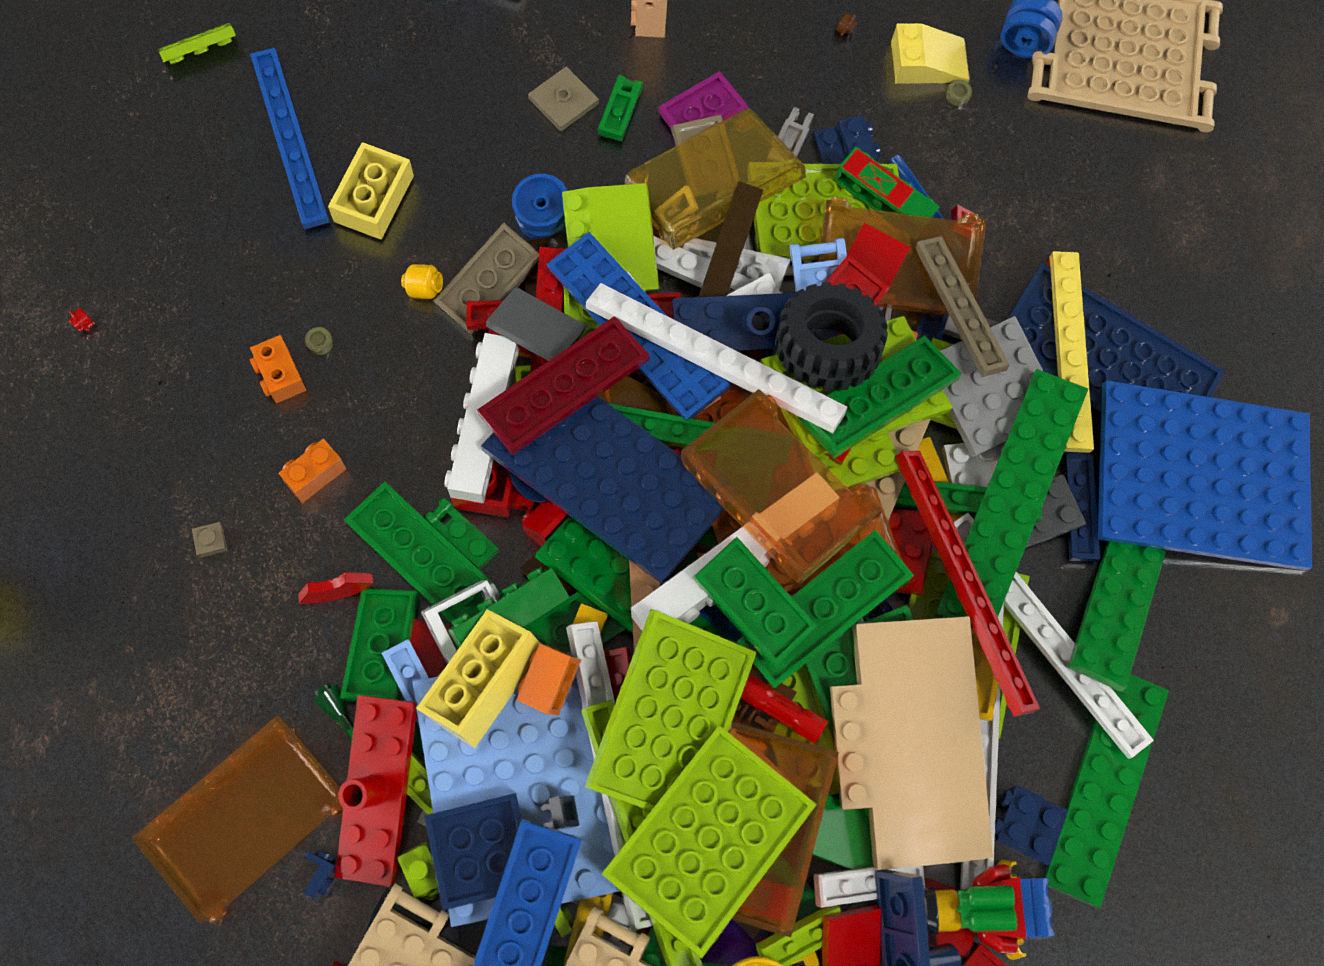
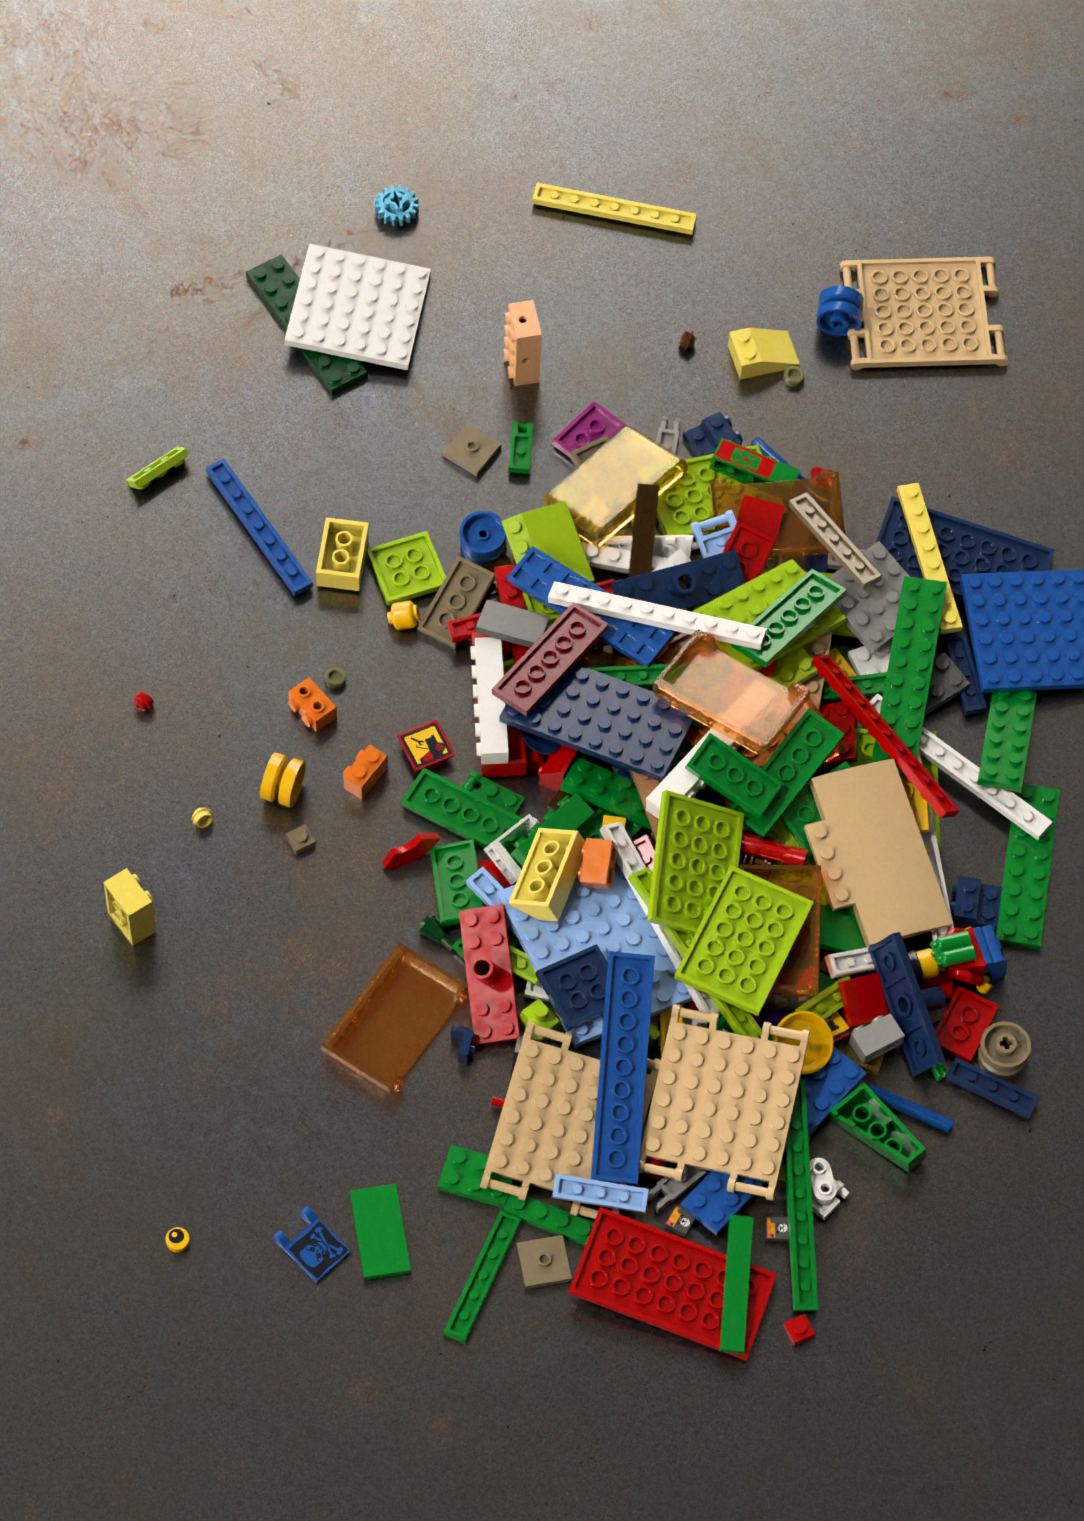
camera: 10 degrees left, 10 degrees down
(99, 484) = (202, 817): none -> light yellow plate
(203, 460) = (282, 780): none -> yellow wheel
(397, 453) = (426, 746): none -> piece
(443, 223) = (406, 568): none -> lime plate
(562, 811) = (631, 946): black tile -> none
(834, 309) = (741, 562): black tyre -> none

